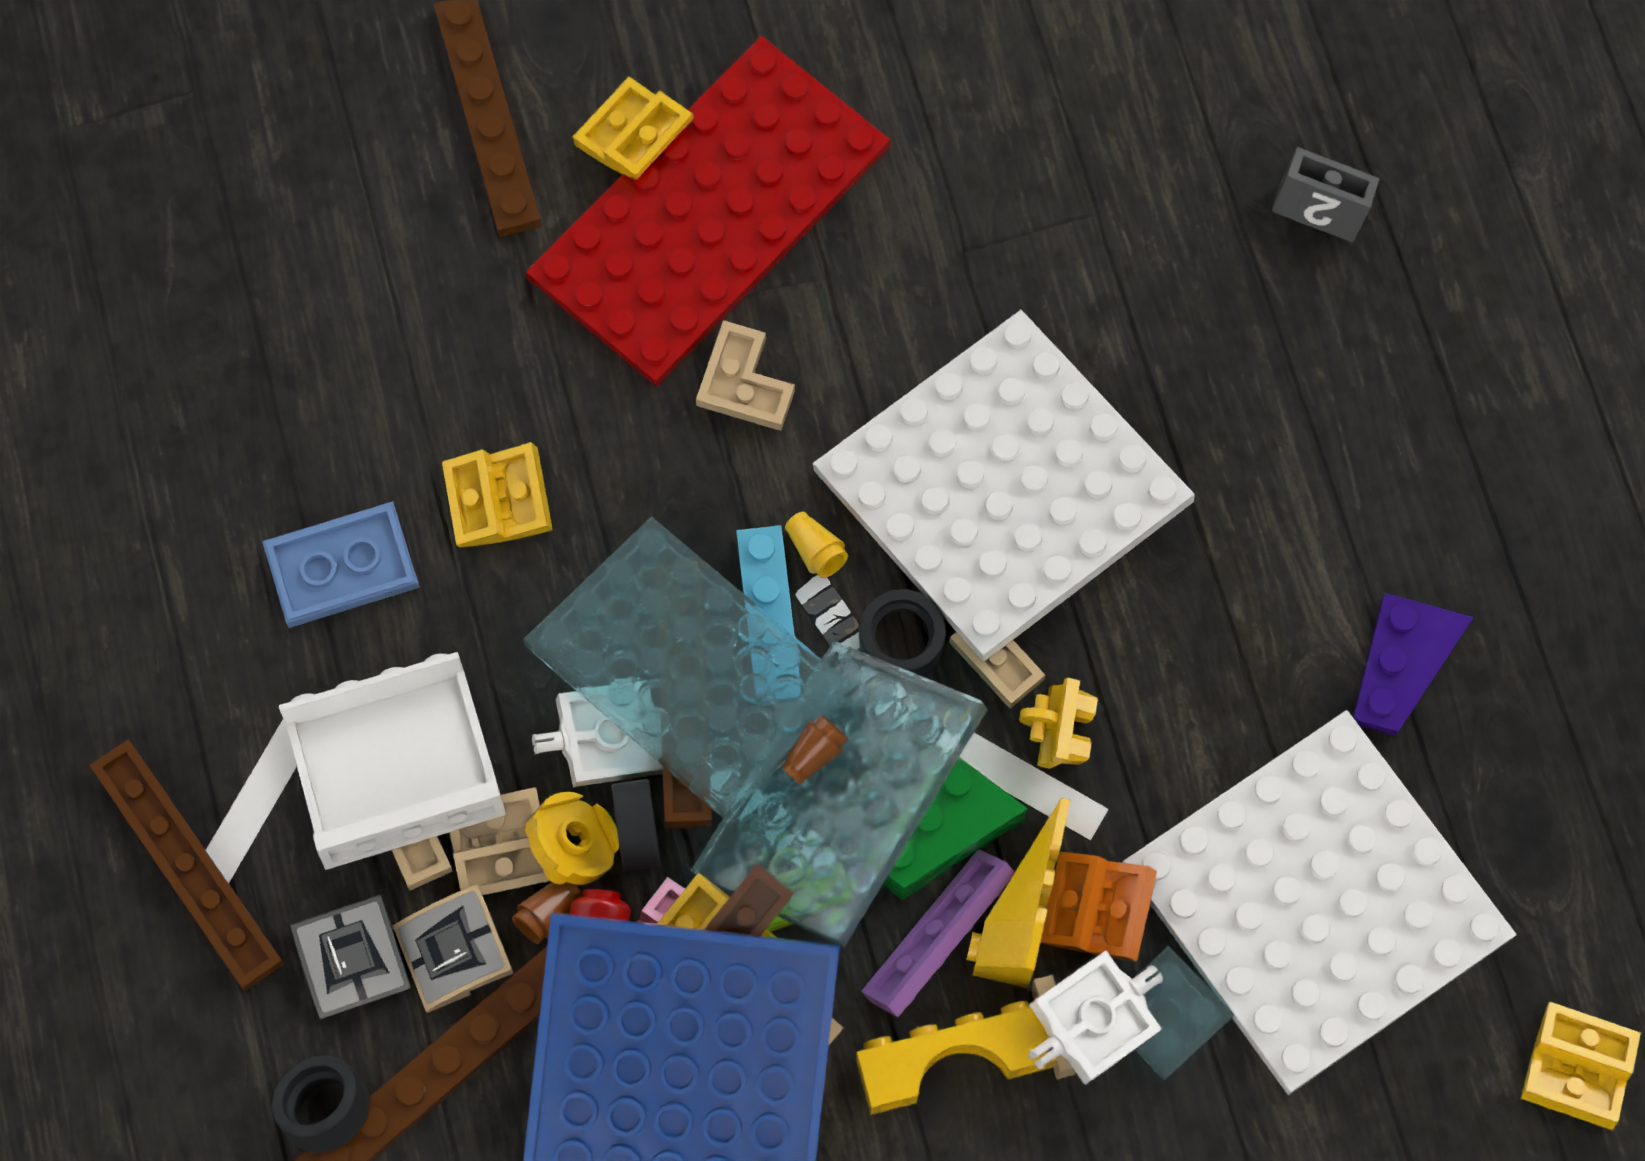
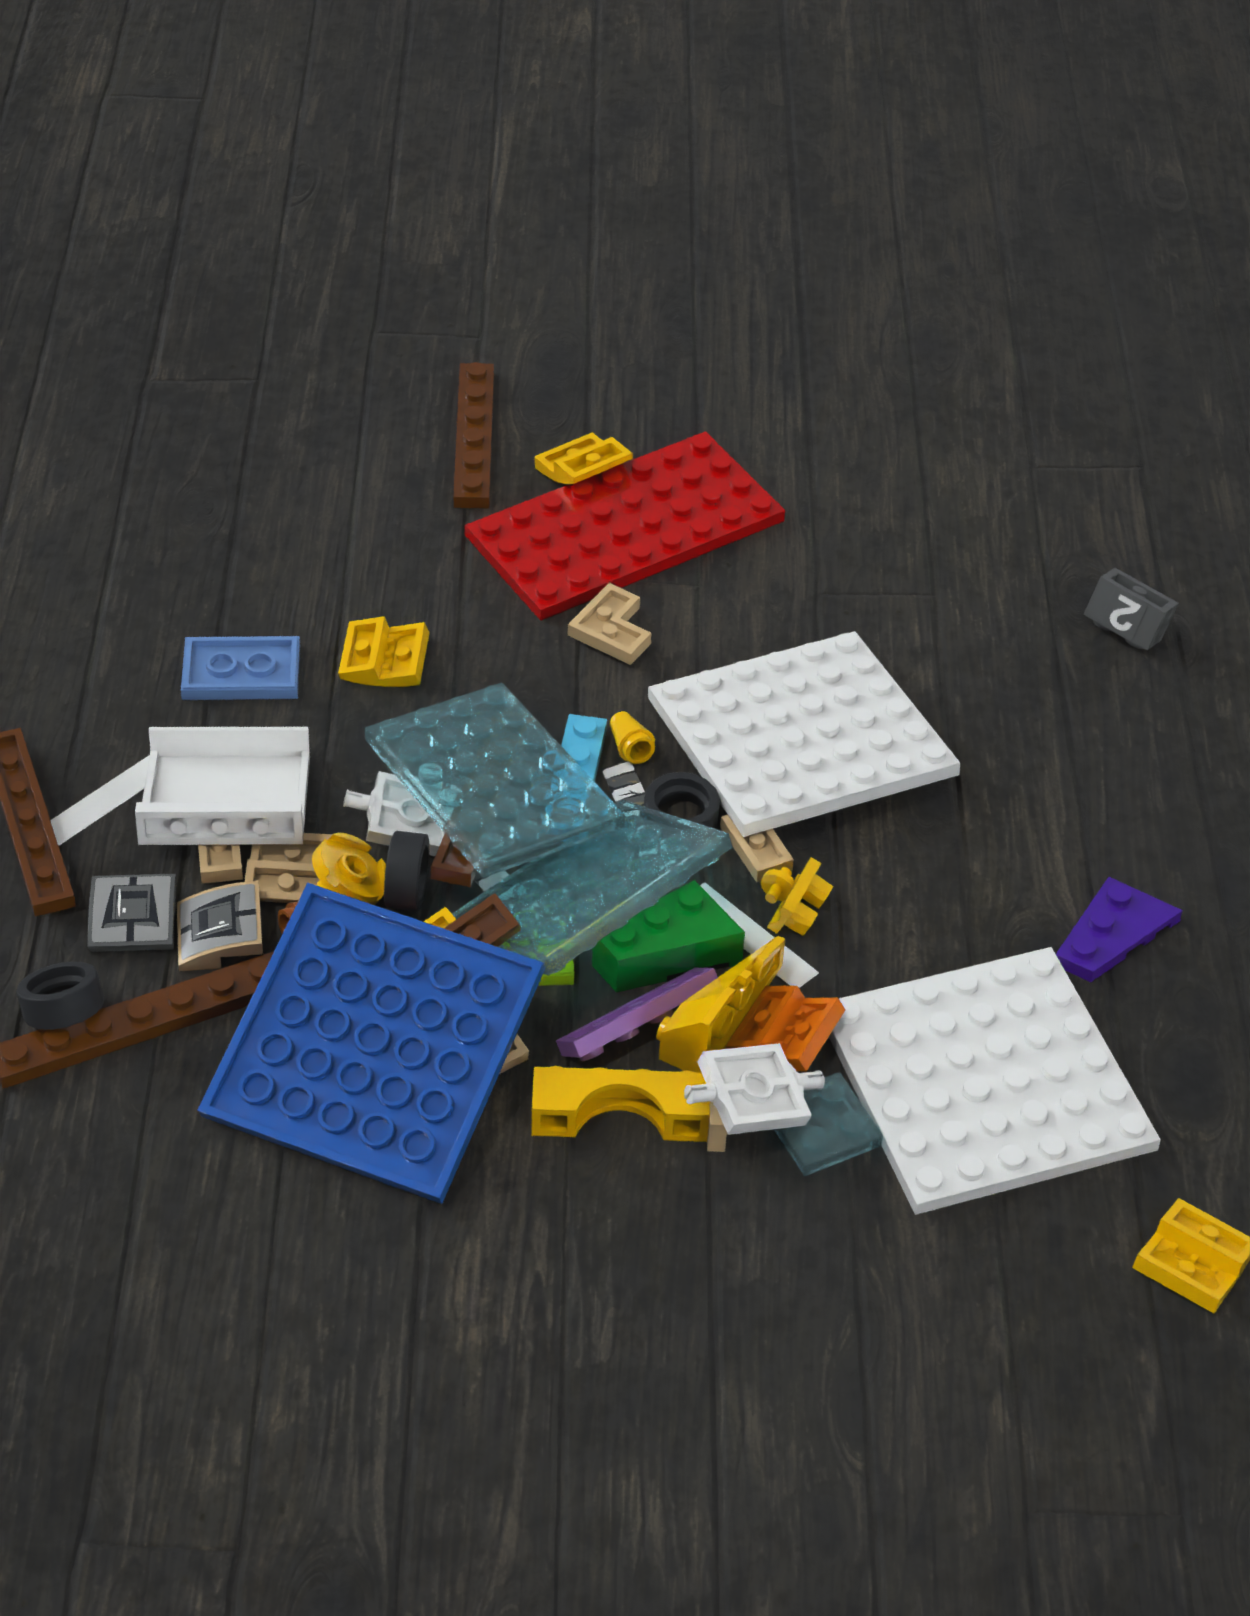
camera: 15 degrees right, 25 degrees down
(815, 748) = (576, 846): dark orange cone -> none

